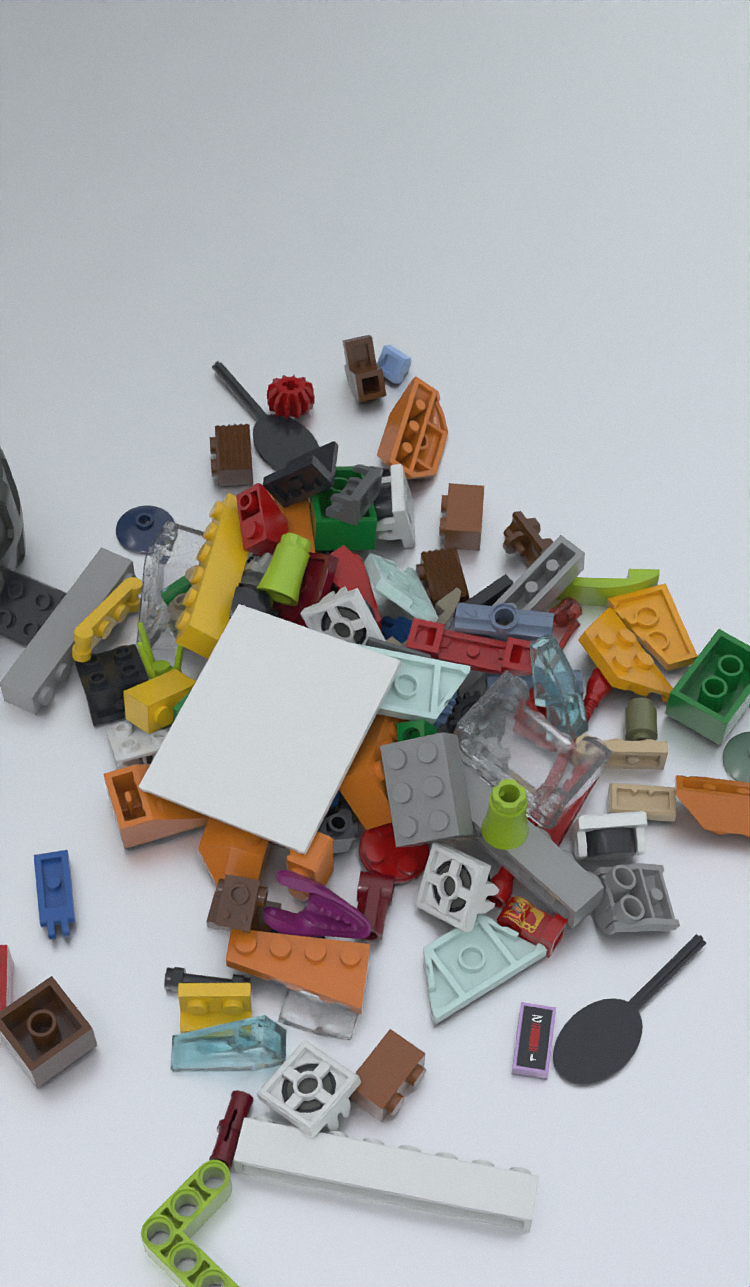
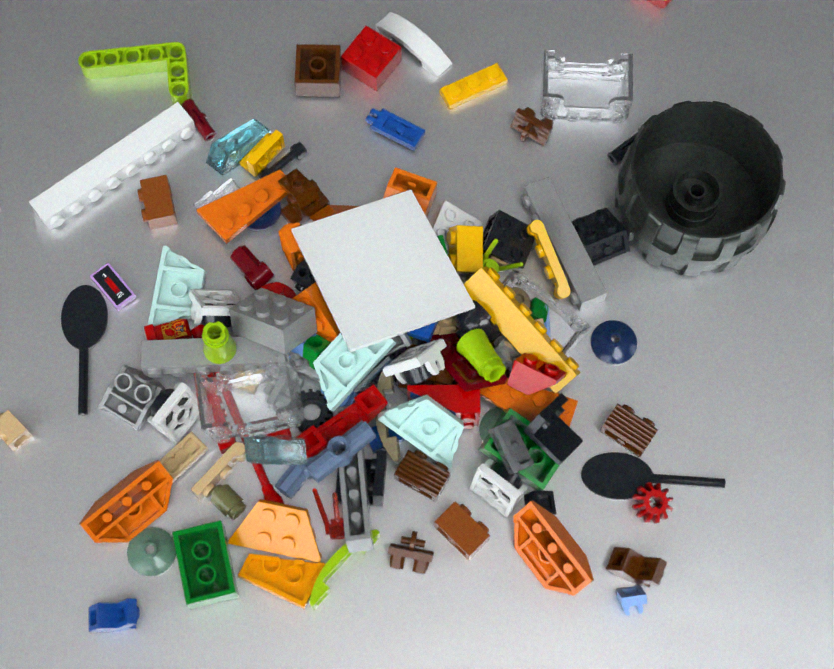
camera: 130 degrees right, 15 degrees up
(310, 1090) = (180, 158): white piece -> none
(323, 913) = (266, 225): magenta animal -> none

